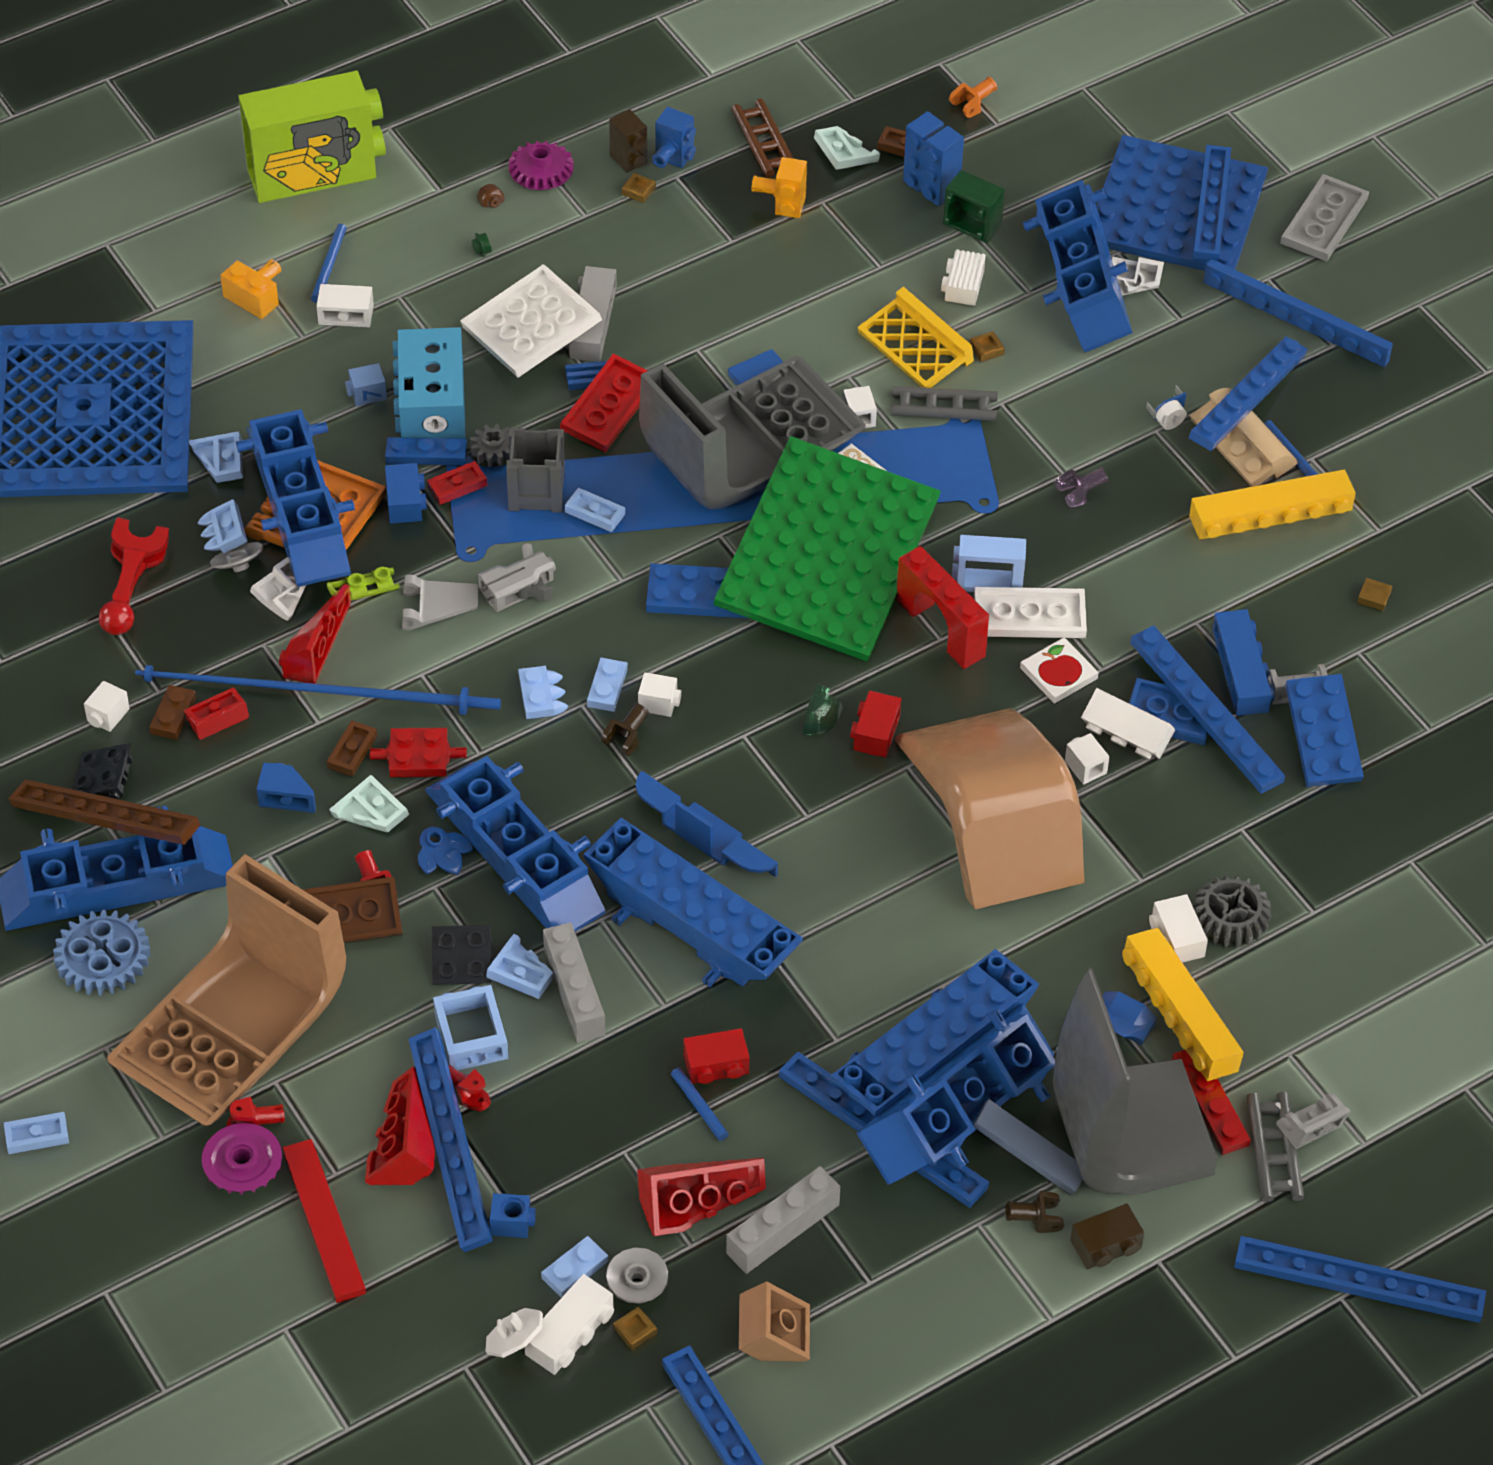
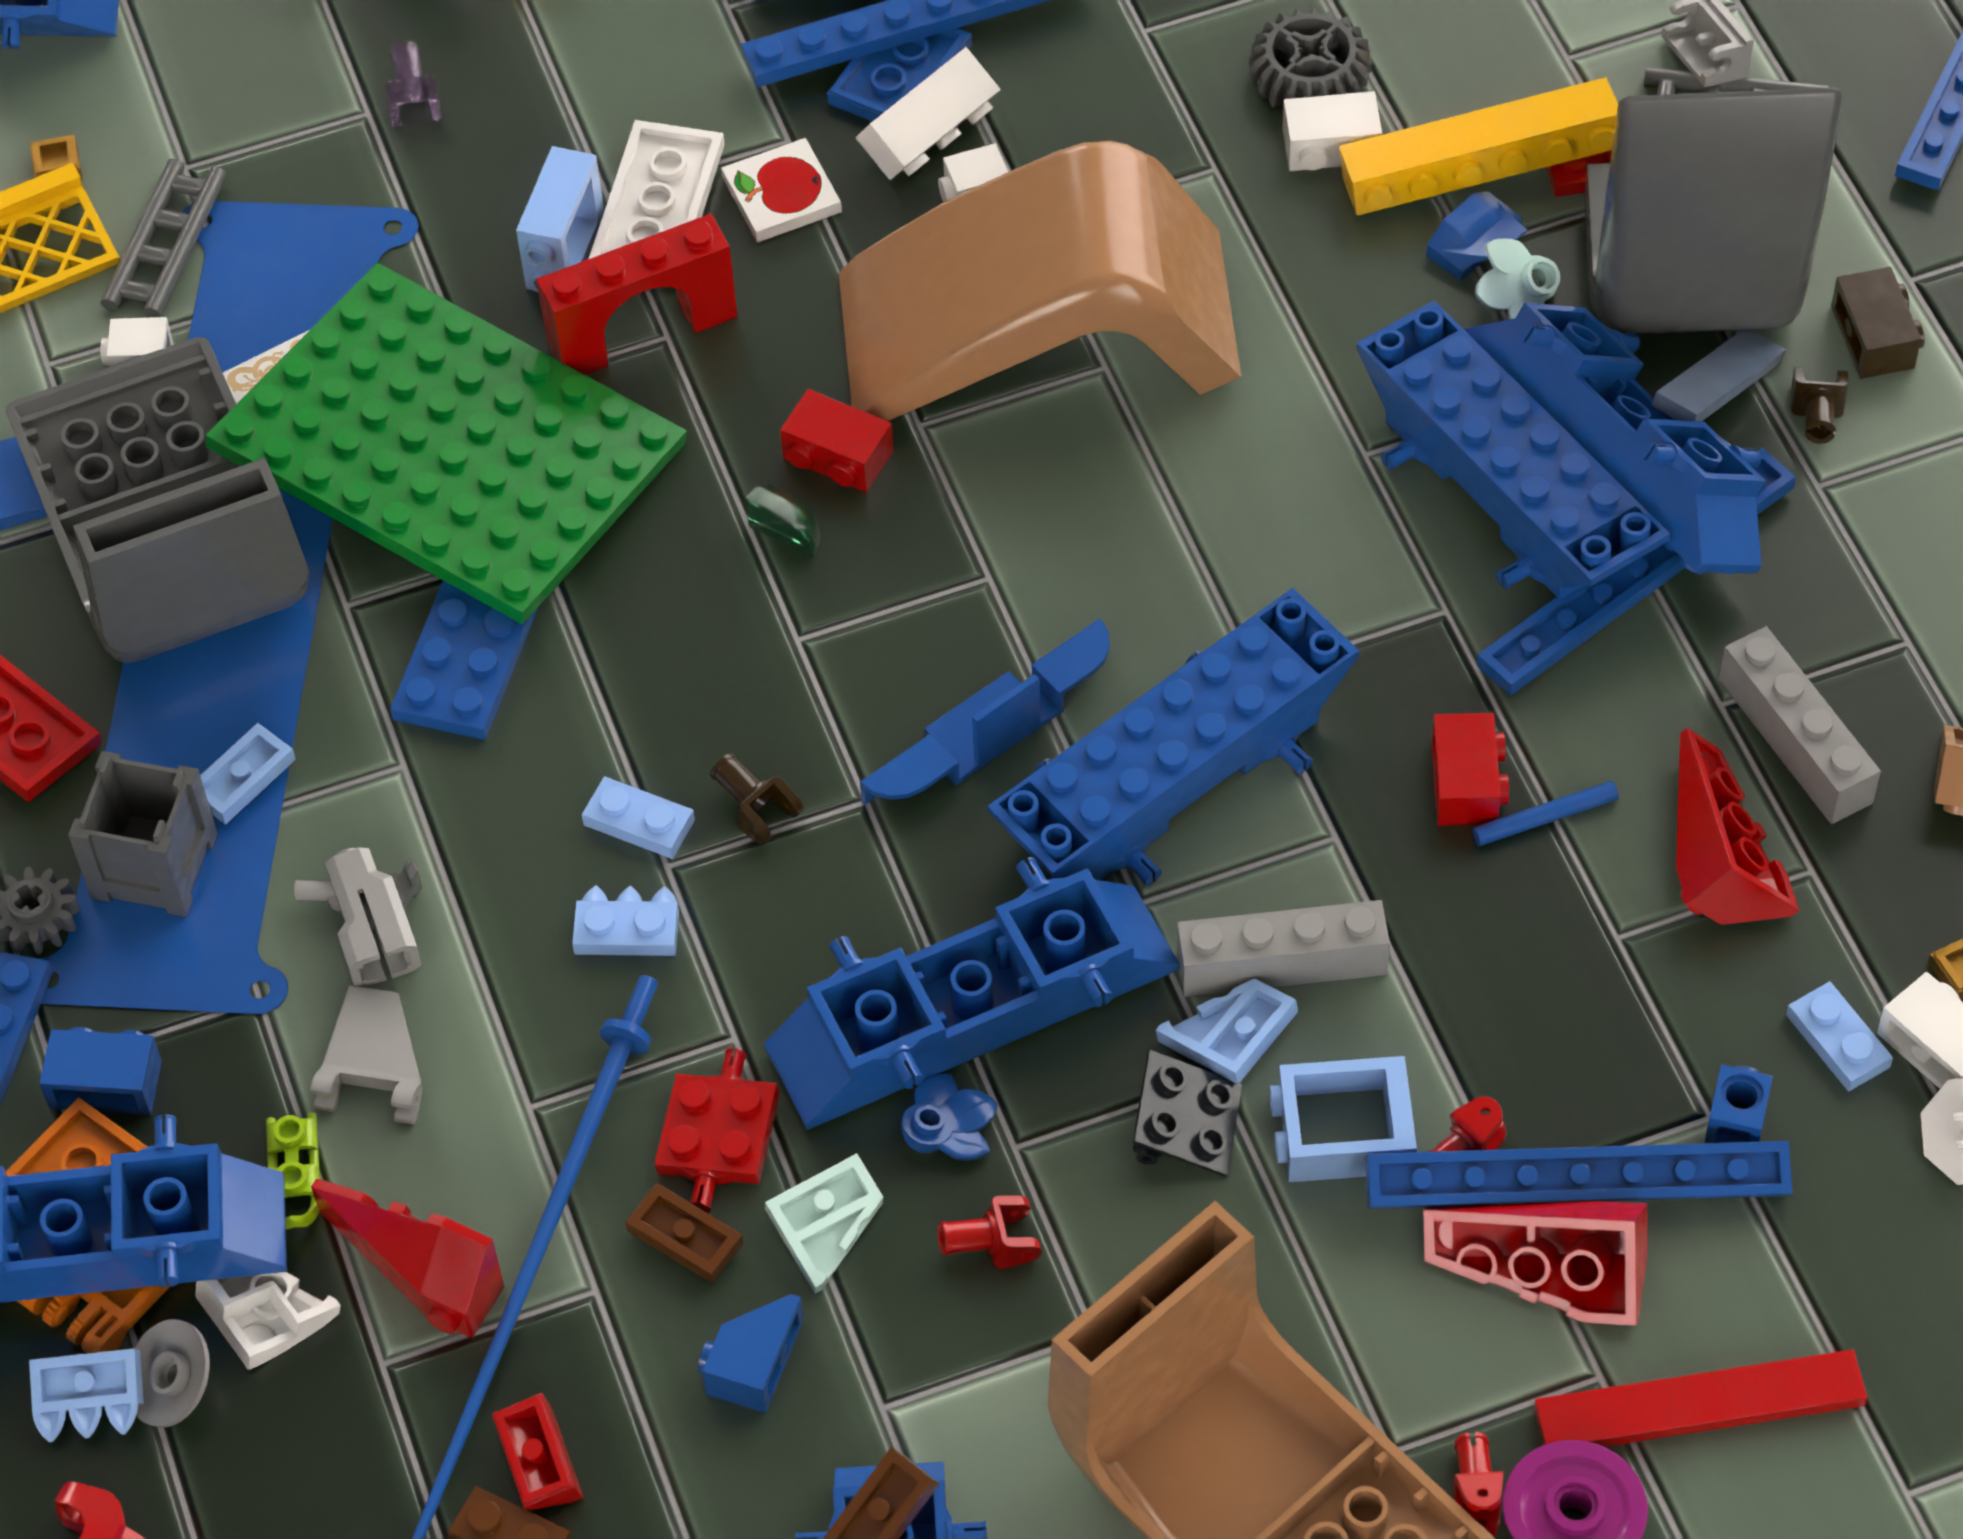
camera: 75 degrees left, 5 degrees up
(364, 908) = (1058, 1270): reddish brown tile -> none
(457, 482) = (104, 981): red plate -> none
(635, 1264) = (1879, 925): light grey dish -> none
(659, 694) = (691, 739): white brick -> none

